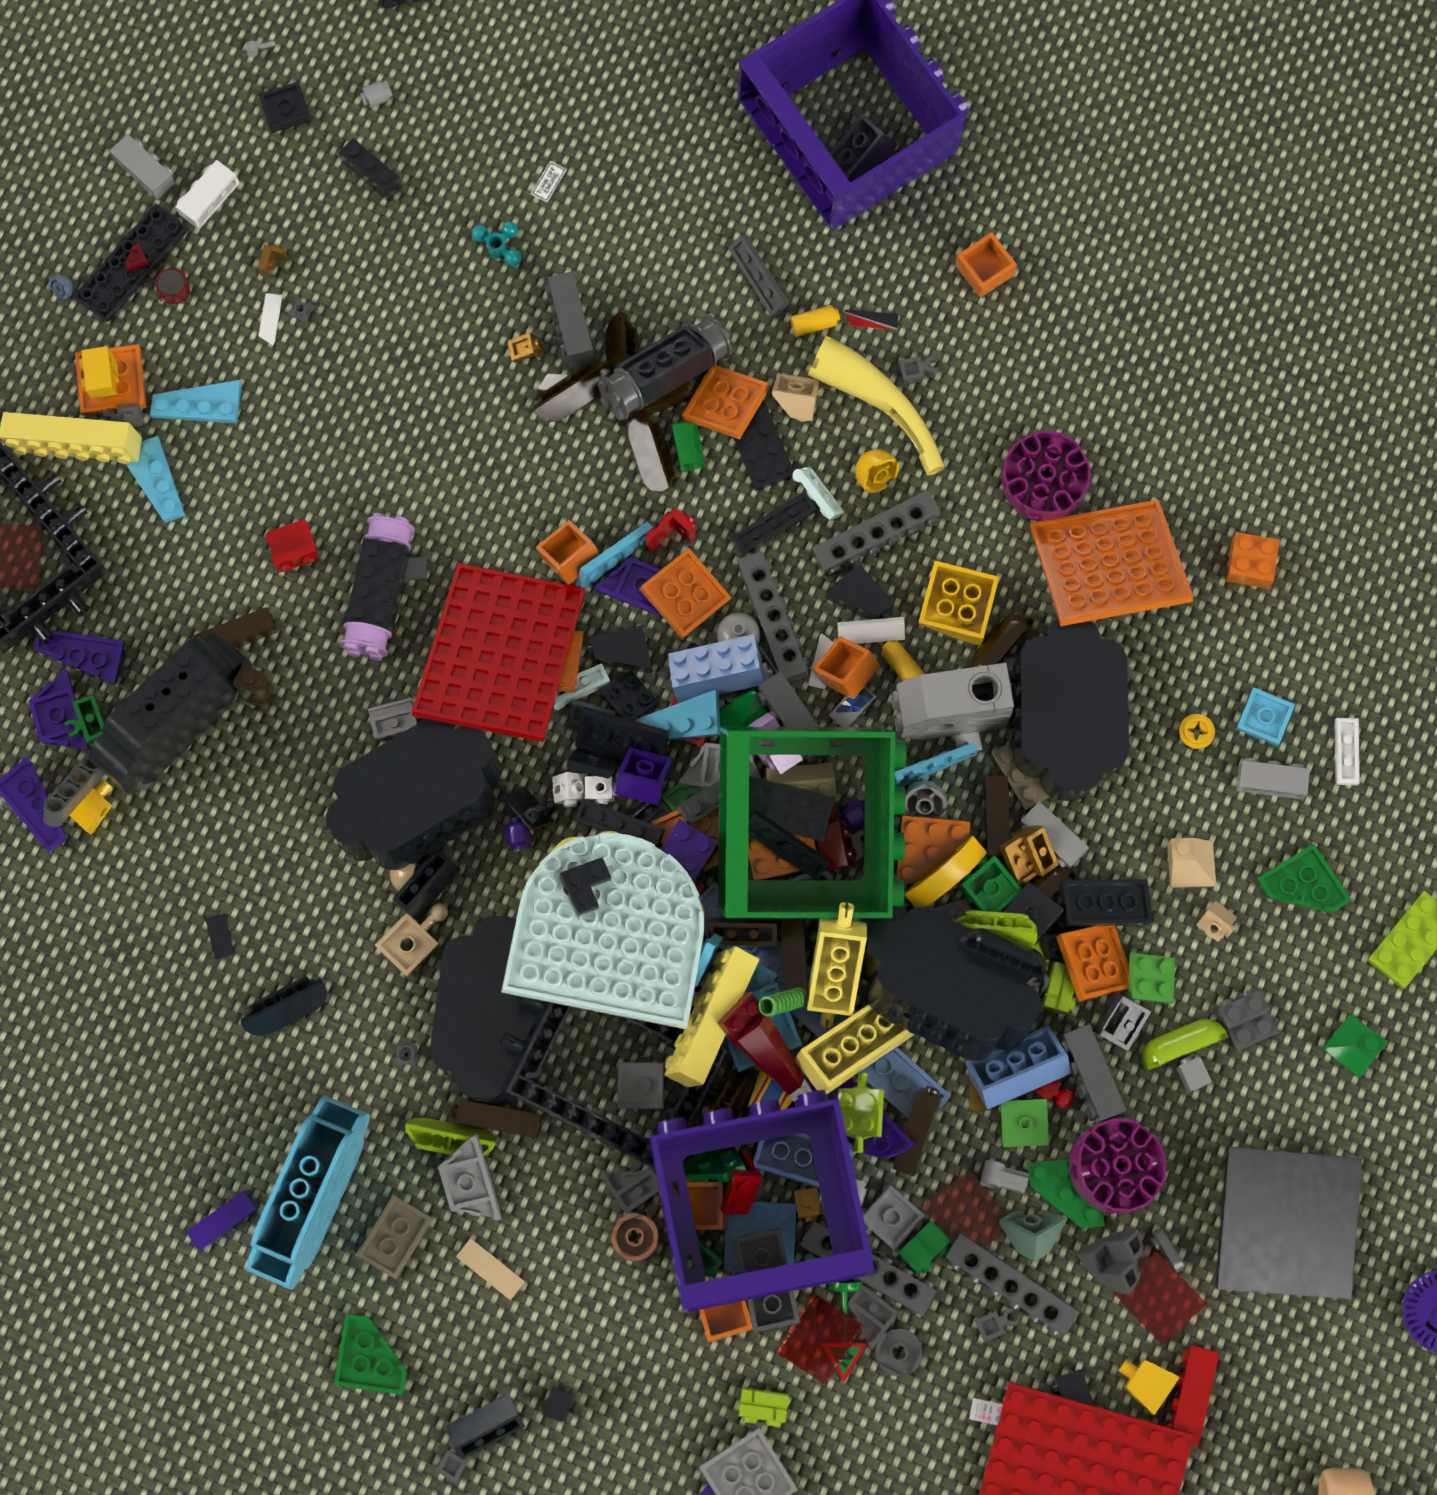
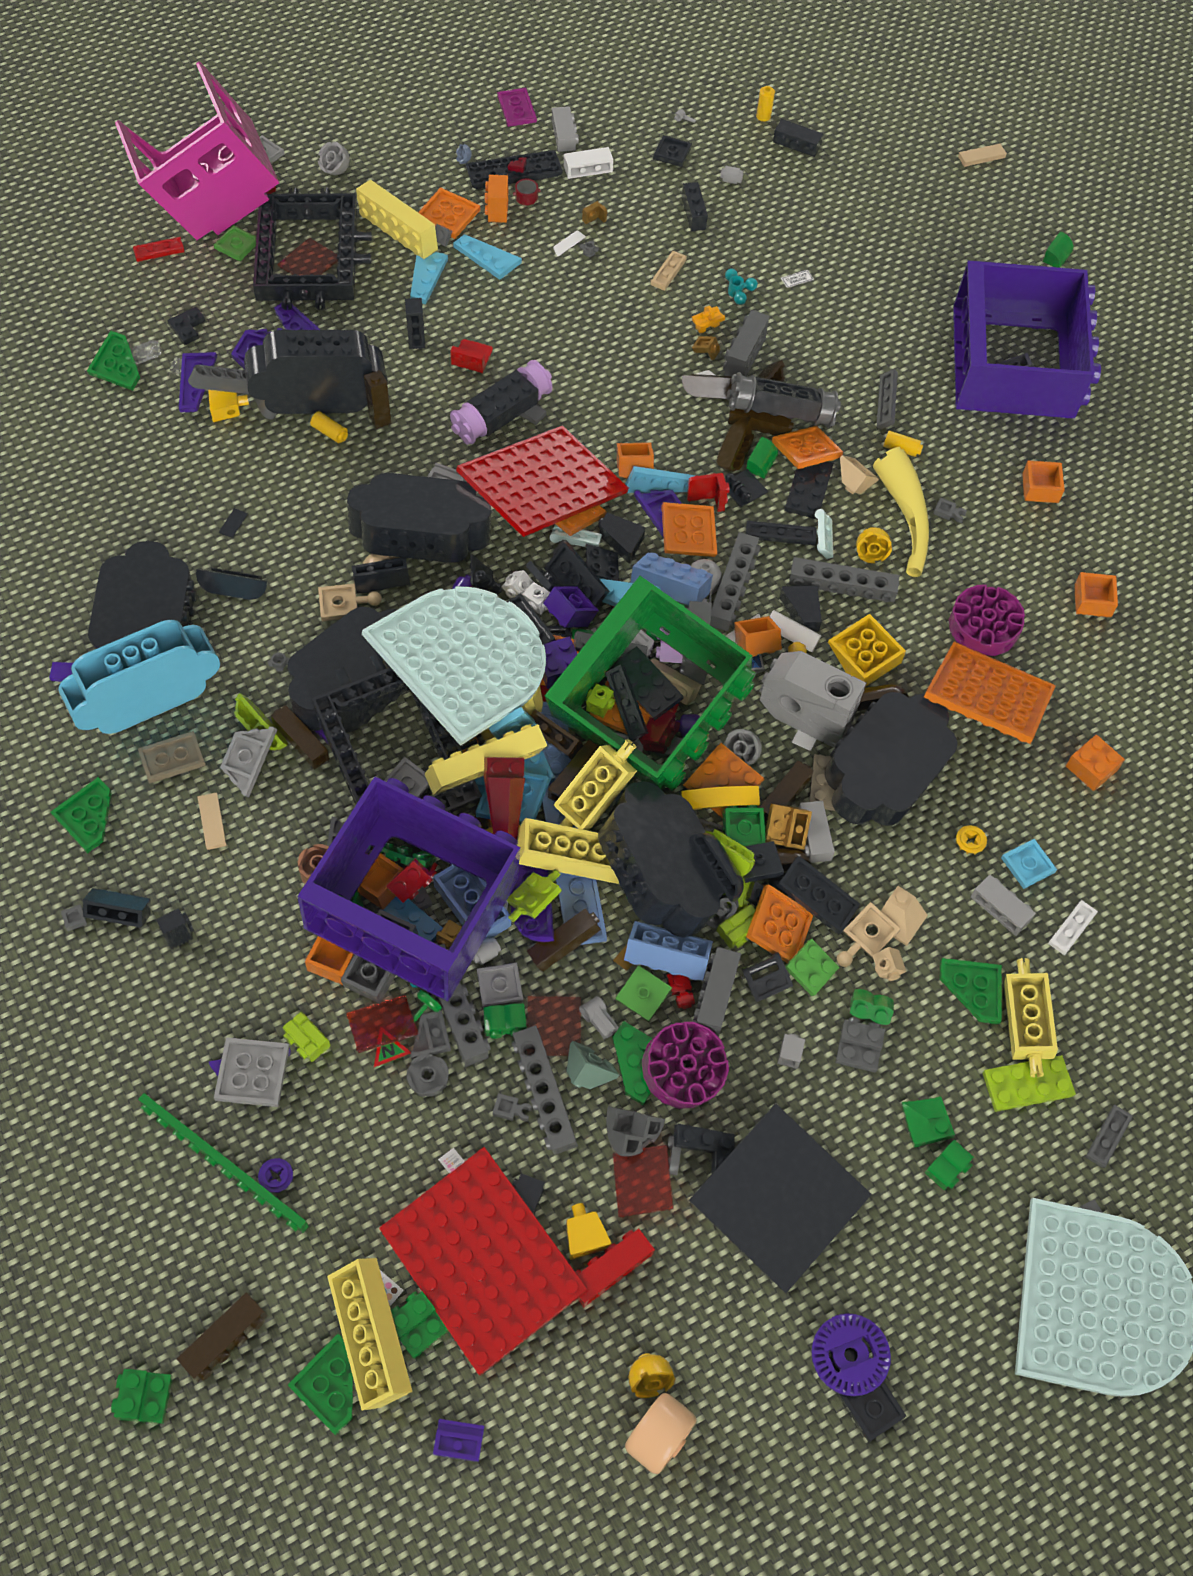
camera: 30 degrees right, 15 degrees down
(61, 172) = (516, 107): none -> magenta tile
(99, 372) = (443, 195): yellow brick -> none
(153, 324) = (497, 198): none -> orange piece
(209, 560) = (415, 323): none -> black brick
(222, 751) = (329, 427): none -> yellow brick
(227, 1109) = (140, 592): none -> black brick
(245, 628) = (406, 377): dark brown brick -> none
(407, 275) = (668, 270): none -> tan tile
(501, 311) = (710, 317): none -> light orange hips
(579, 884) = (472, 612): black plate -> none
(696, 495) = (744, 487): none -> black hinge
(762, 869) = (600, 700): none -> lime brick
(783, 1001) = (540, 783): bright green piece -> none
(872, 319) = (942, 469): sticker -> none
(939, 762) = (769, 731): medium azure wing -> none
(1127, 365) = (1096, 594): none -> orange piece
(1181, 1042) = (805, 1026): lime brick -> none
(1184, 913) = (870, 944): none -> tan plate
(1195, 1213) = (705, 1140): none -> black plate
(1233, 976) = (876, 1007): none -> green brick
(1296, 1460) = (649, 1375): none -> yellow cylinder
(1374, 877) = (1030, 1017): none -> light yellow brick
(1402, 1074) = (949, 1165): none -> green brick

